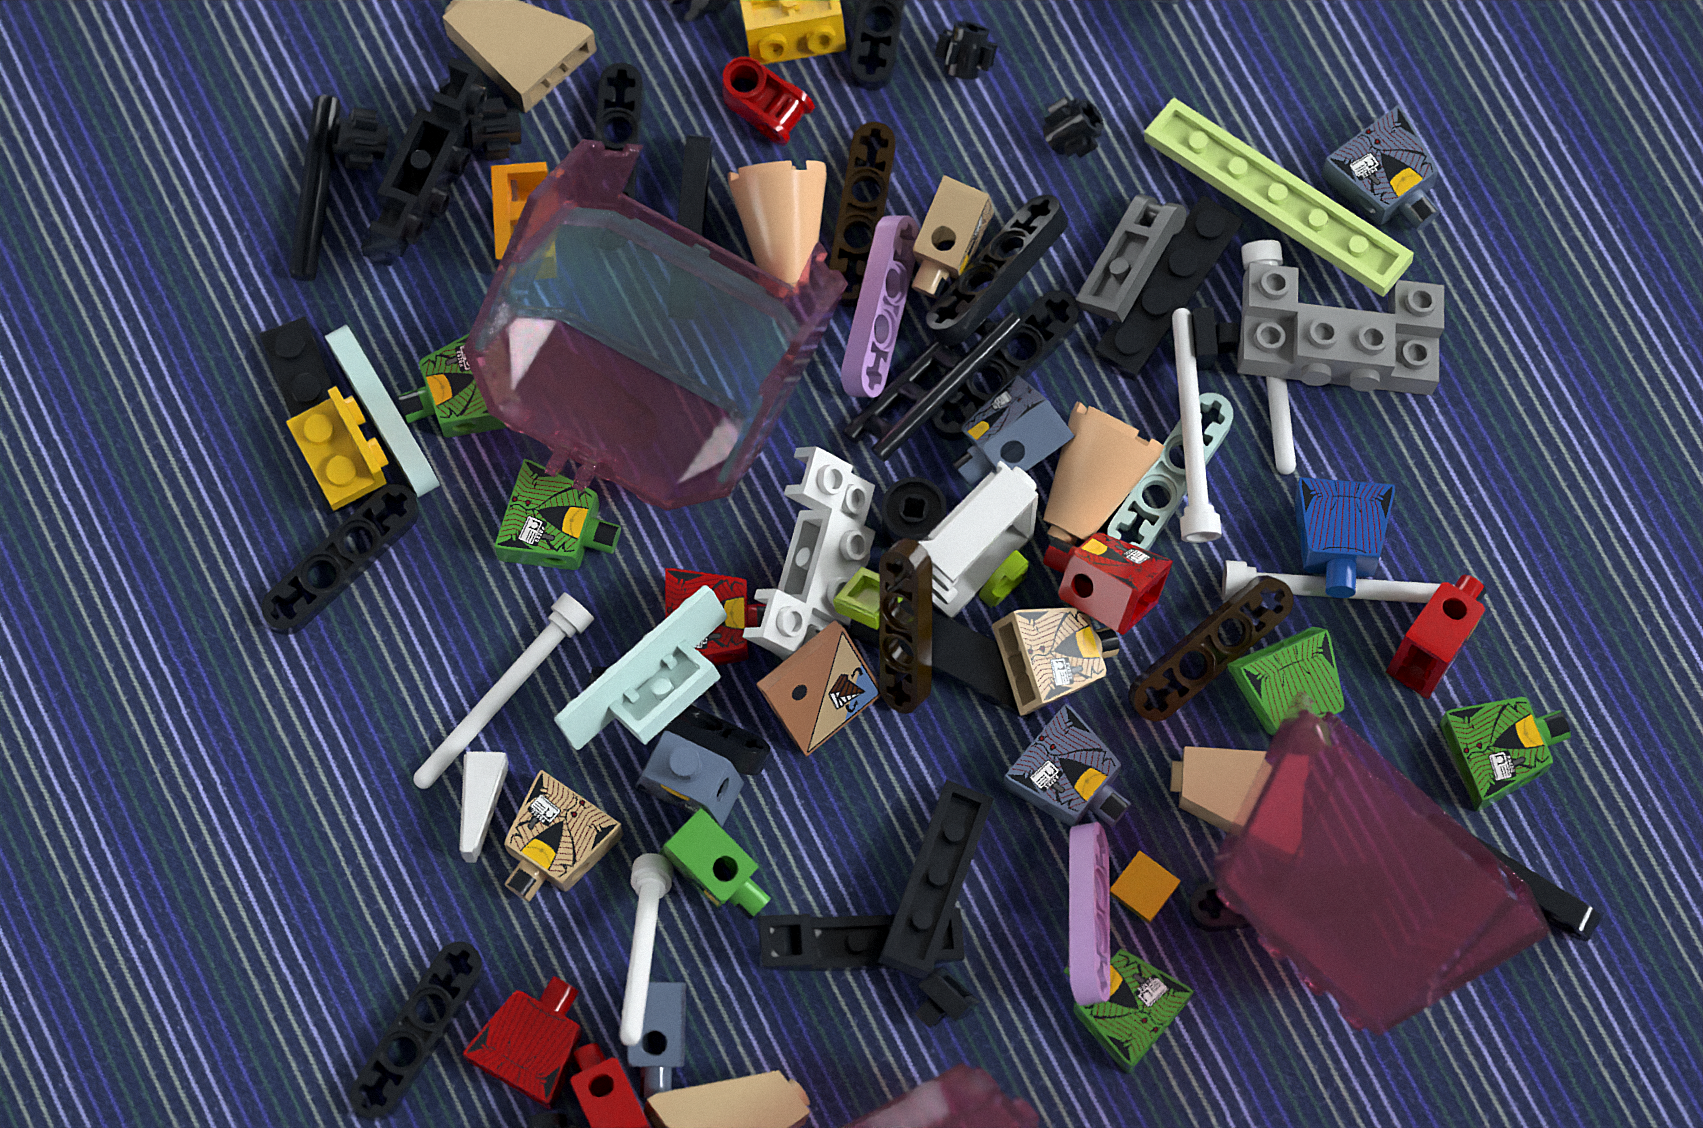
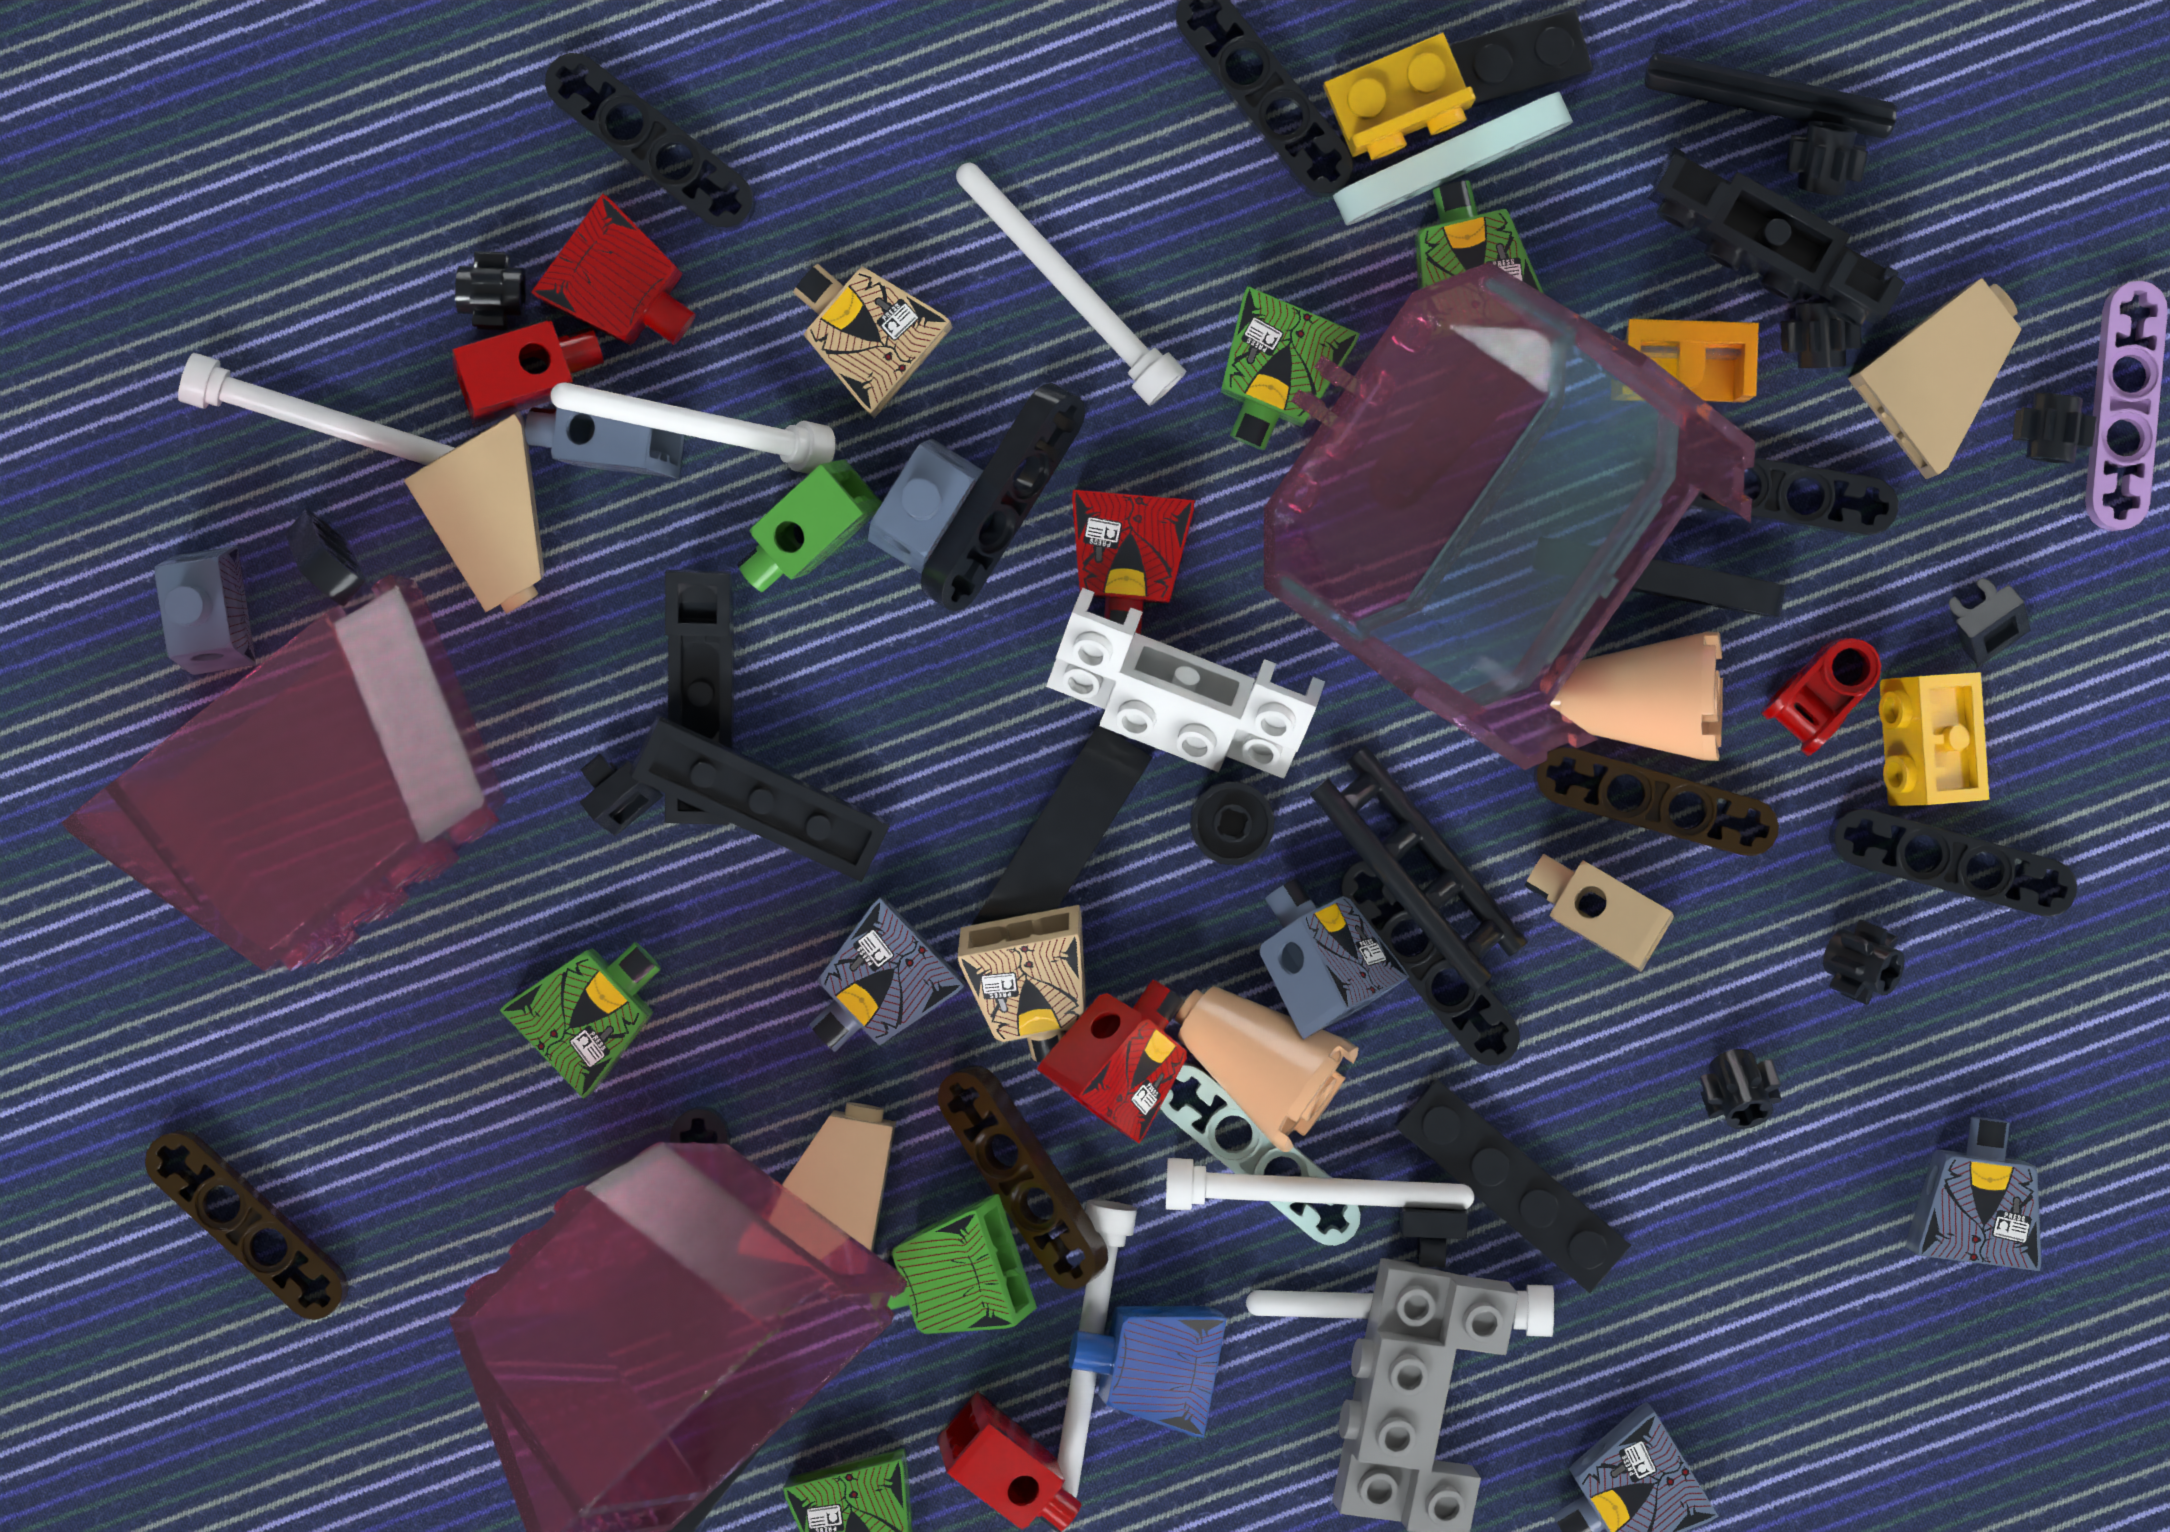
camera: 95 degrees right, 15 degrees up
(482, 785) = (942, 244): white slope -> none
(652, 679) = (1039, 470): light aqua bracket -> none
(820, 688) = (1018, 679): tile -> none
(861, 598) = (1119, 753): lime tile -> none
(881, 306) = (1523, 811): lavender beam -> none
(896, 623) = (1074, 795): dark brown beam -> none
(960, 309) = (1559, 960): black beam -> none
(980, 536) = (1181, 901): white window -> none
(1004, 579) = (1142, 928): lime tile -> none
(1089, 914) = (693, 982): lavender beam -> none
(1130, 257) = (1553, 1141): dark grey plate -> none
(1144, 887) = (733, 1055): yellow tile -> none
(1278, 197) = (1612, 1342): yellowish green plate -> none

